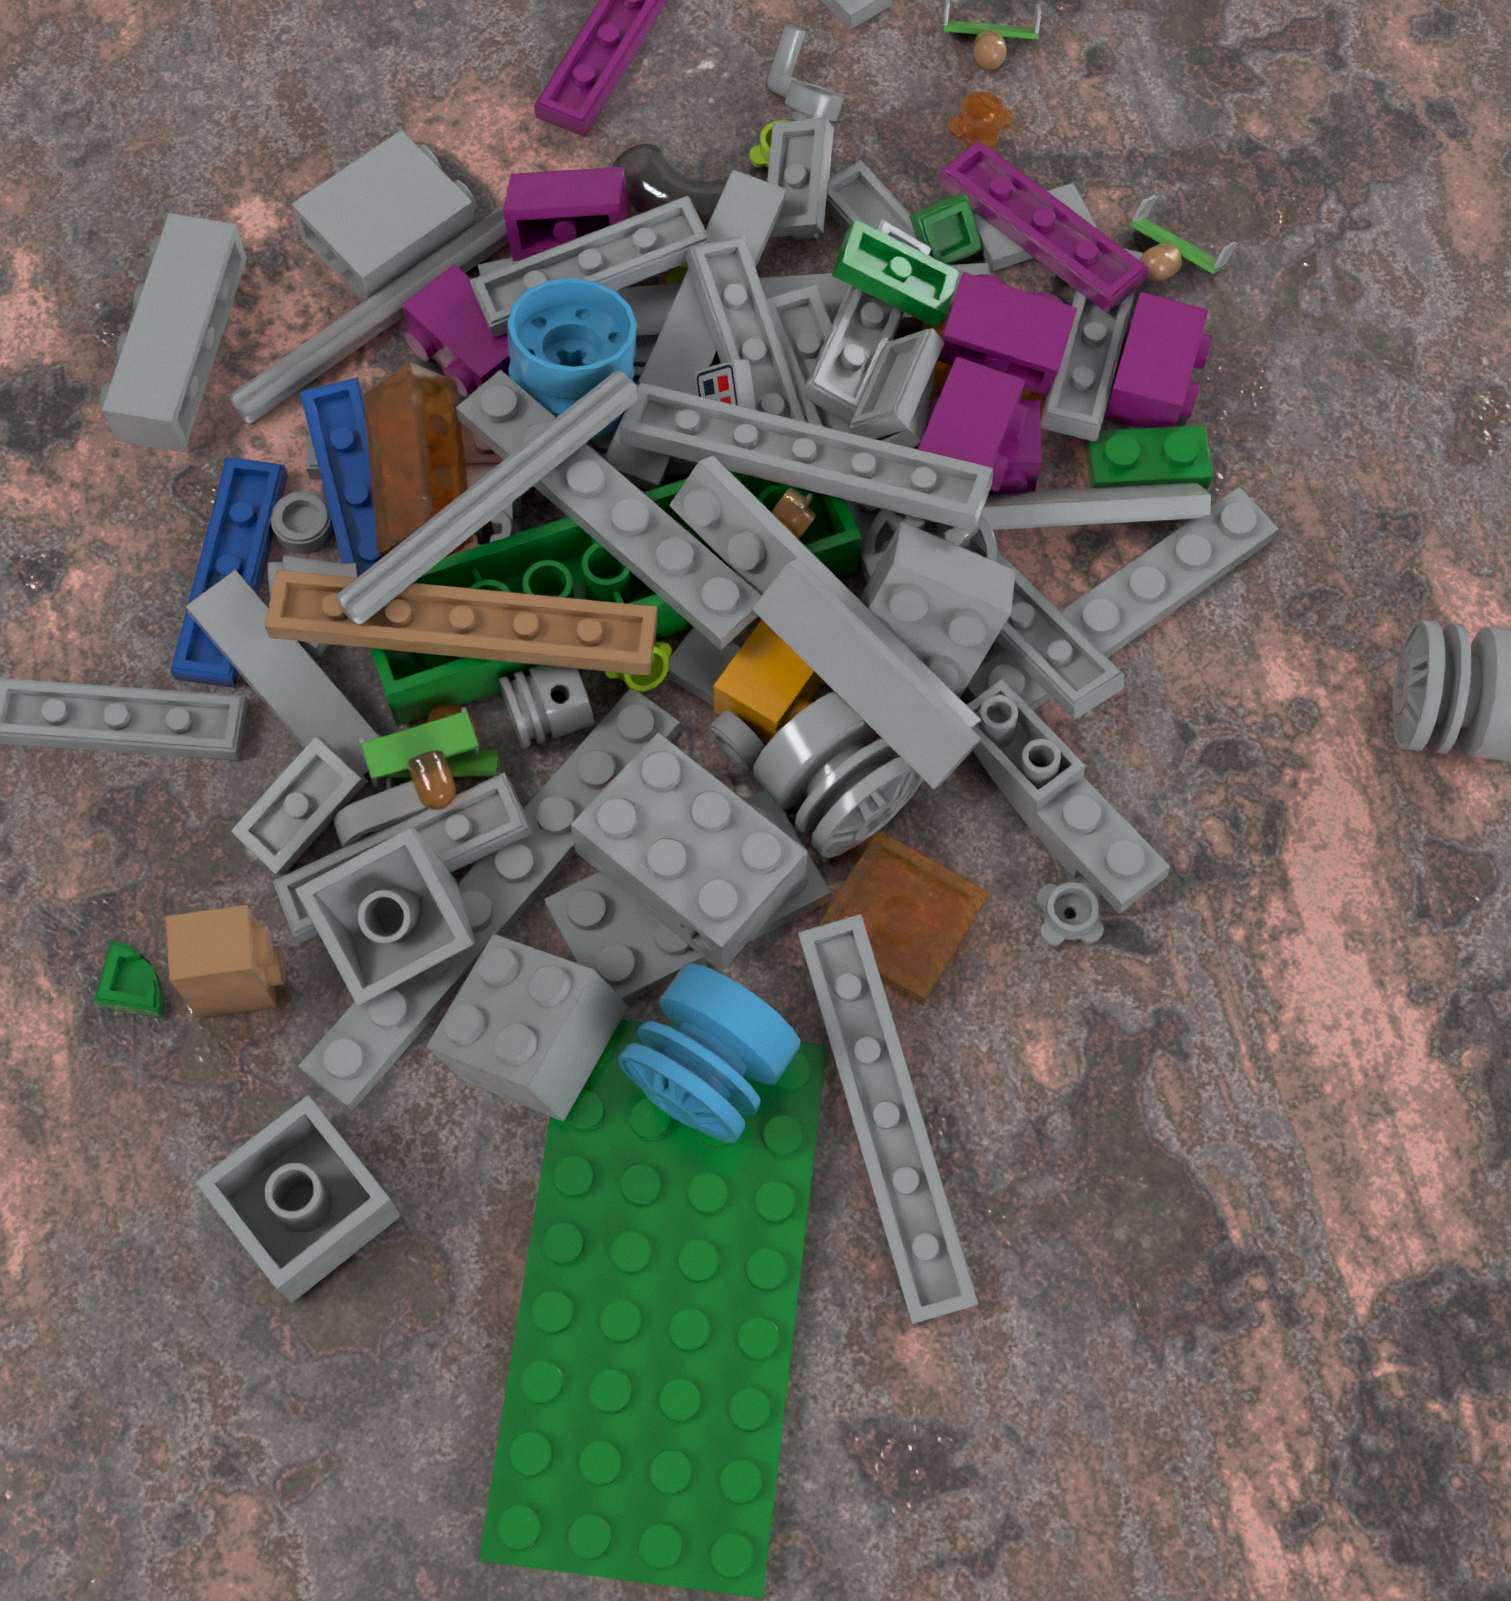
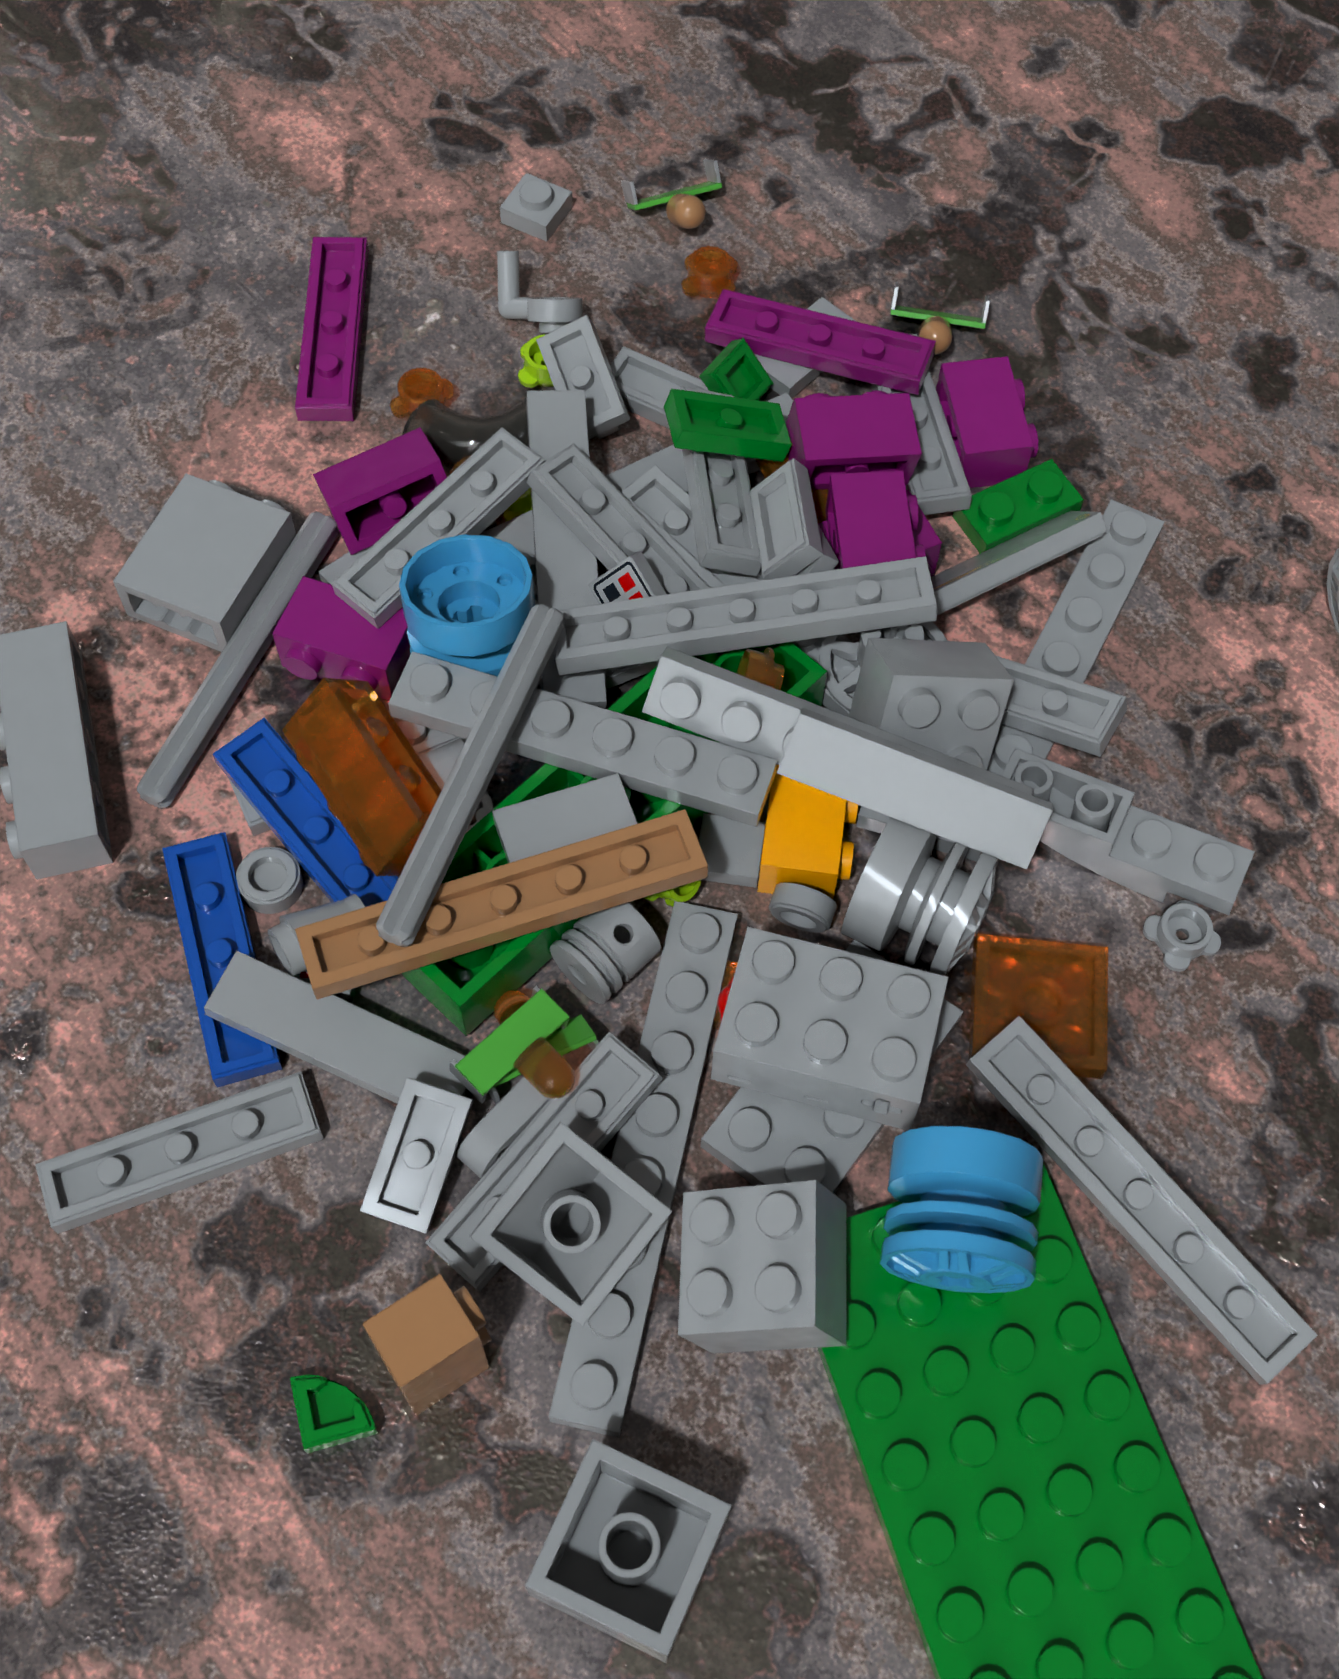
camera: 25 degrees left, 5 degrees down
(554, 570) = (563, 817): none -> light grey tile
(653, 125) = (417, 387): none -> clear orange plate

